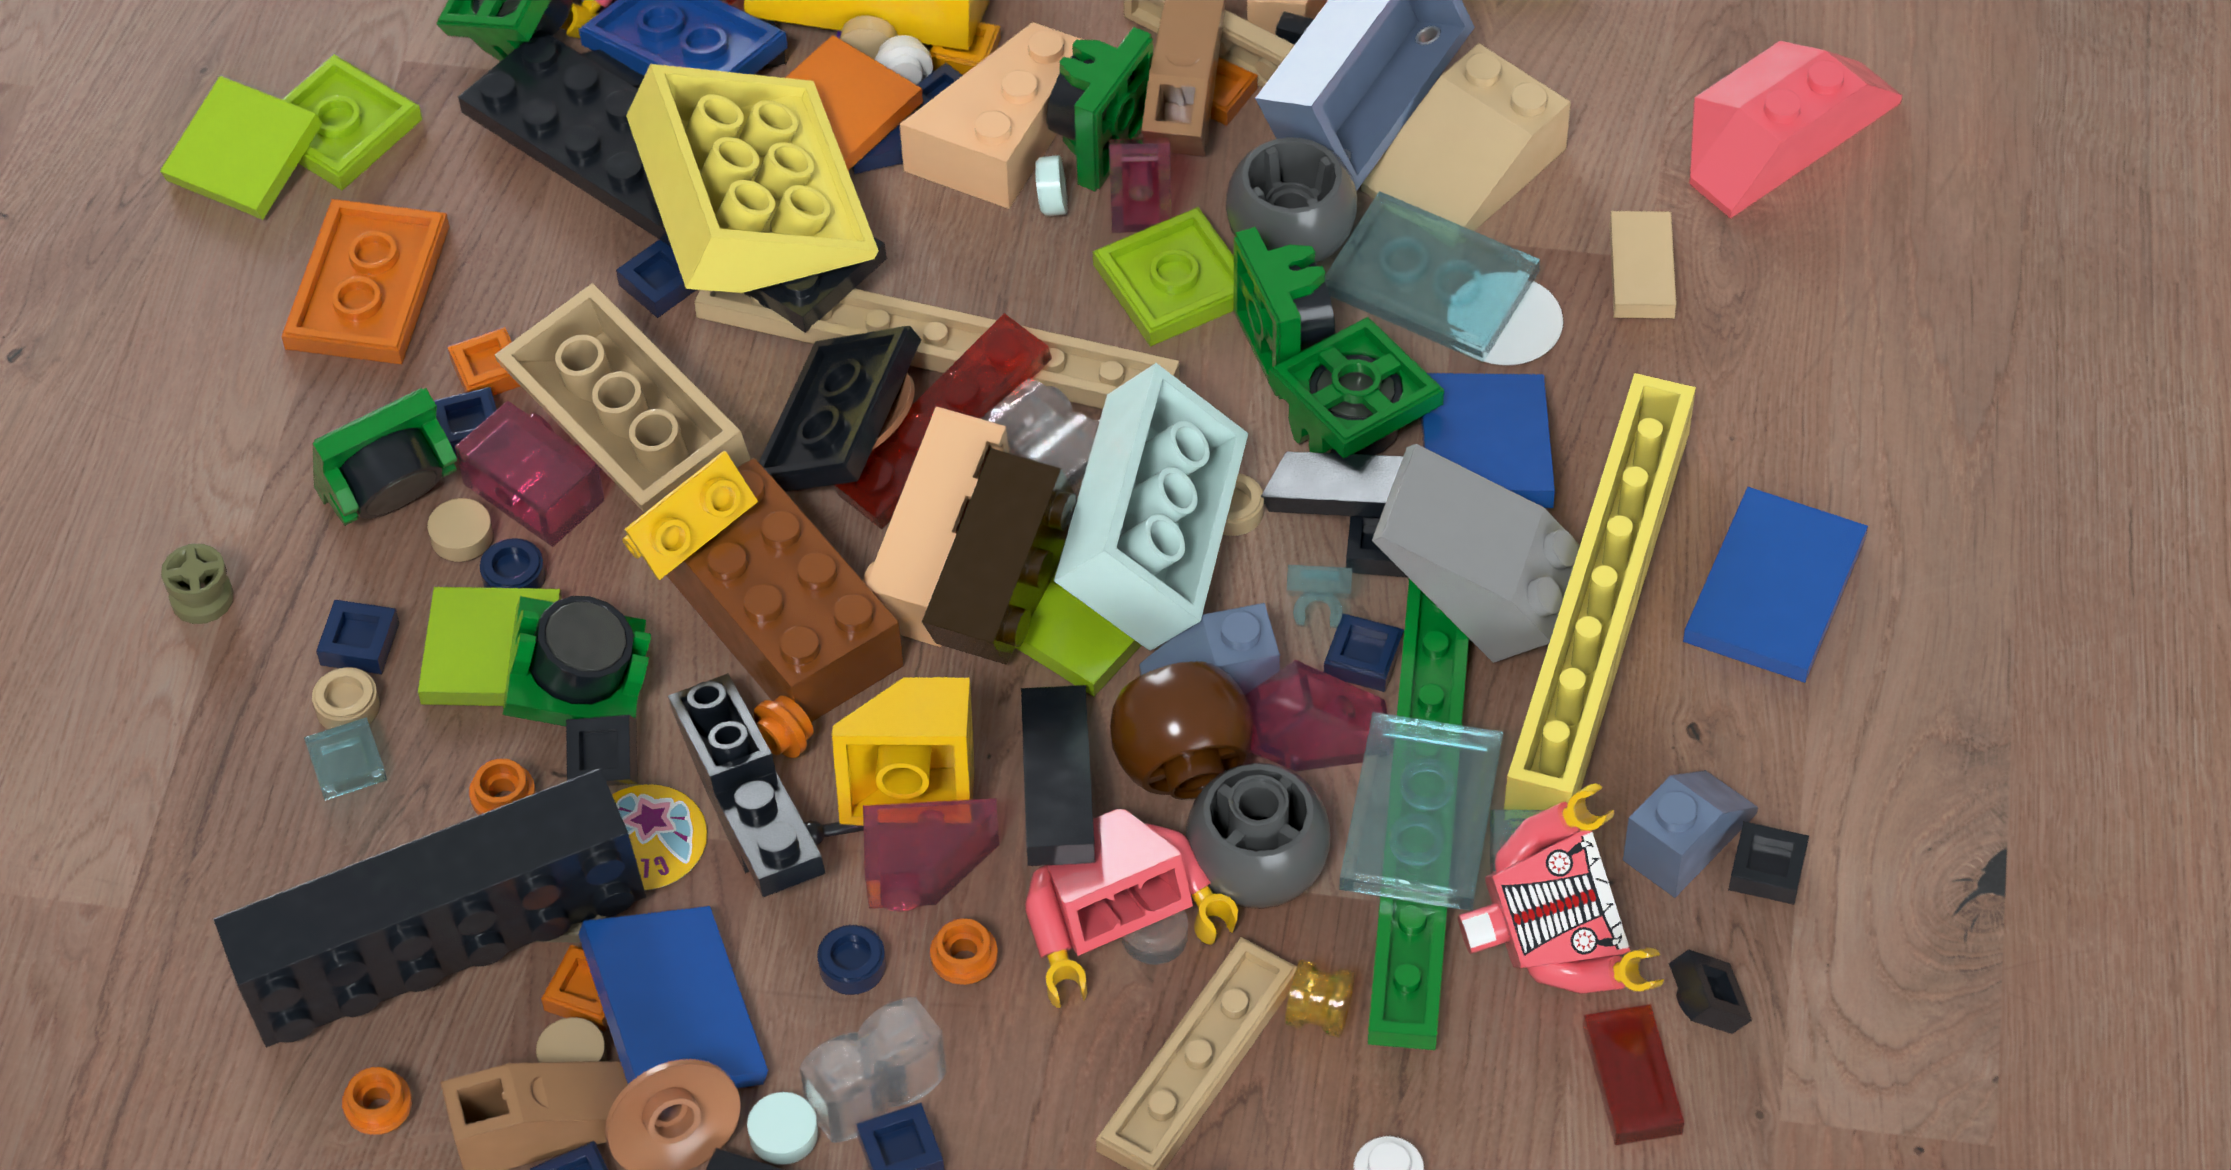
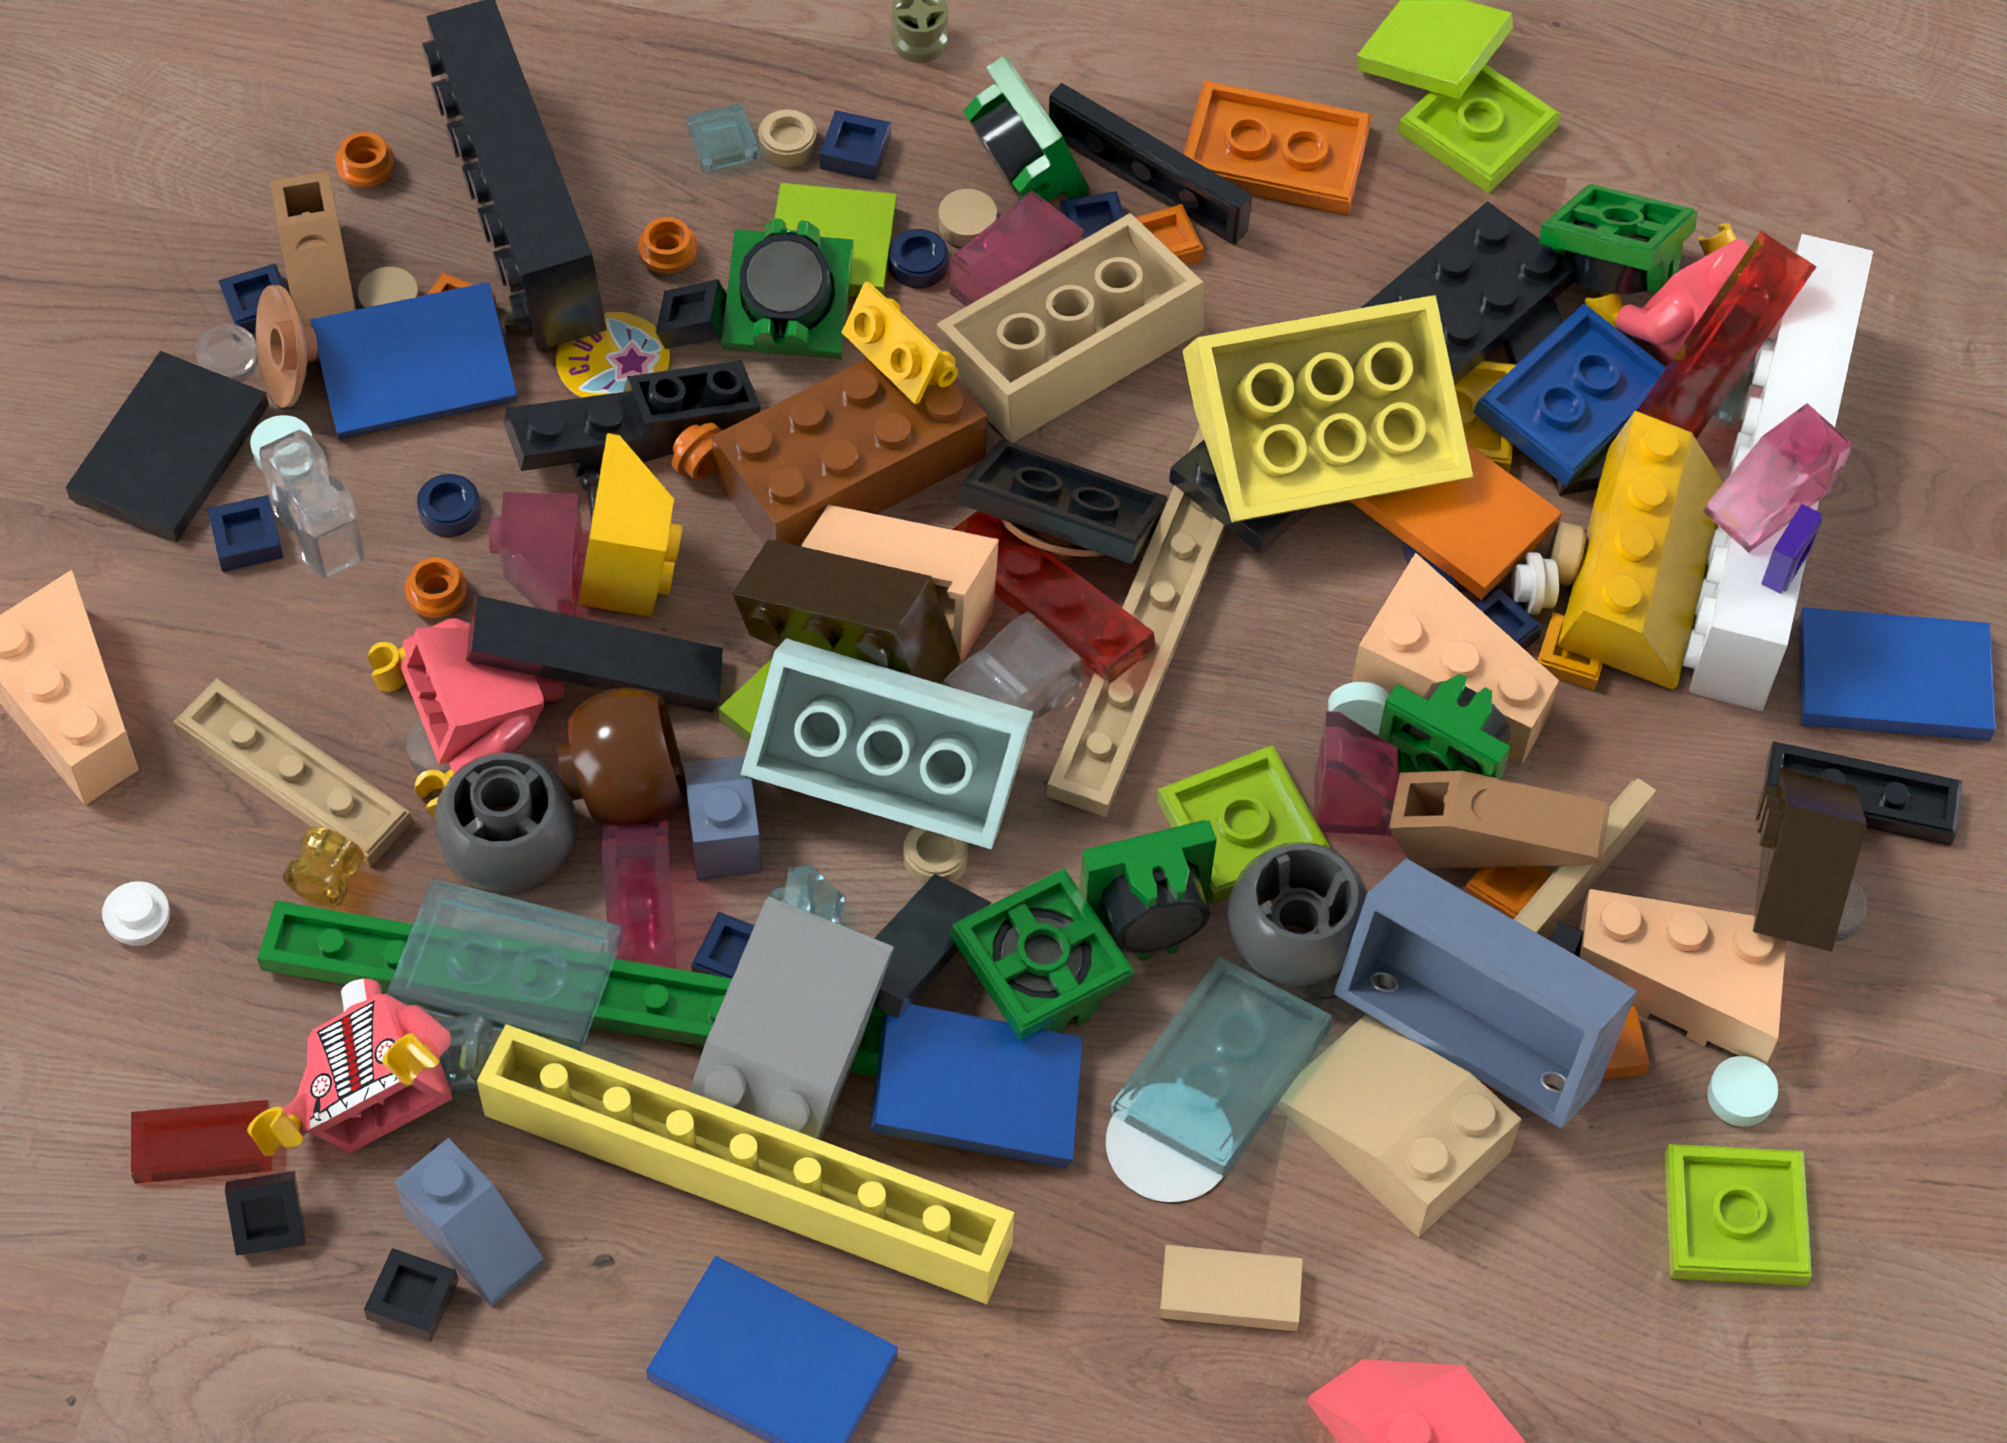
camera: 90 degrees right, 5 degrees up
(411, 354) = (1150, 163): none -> black tile

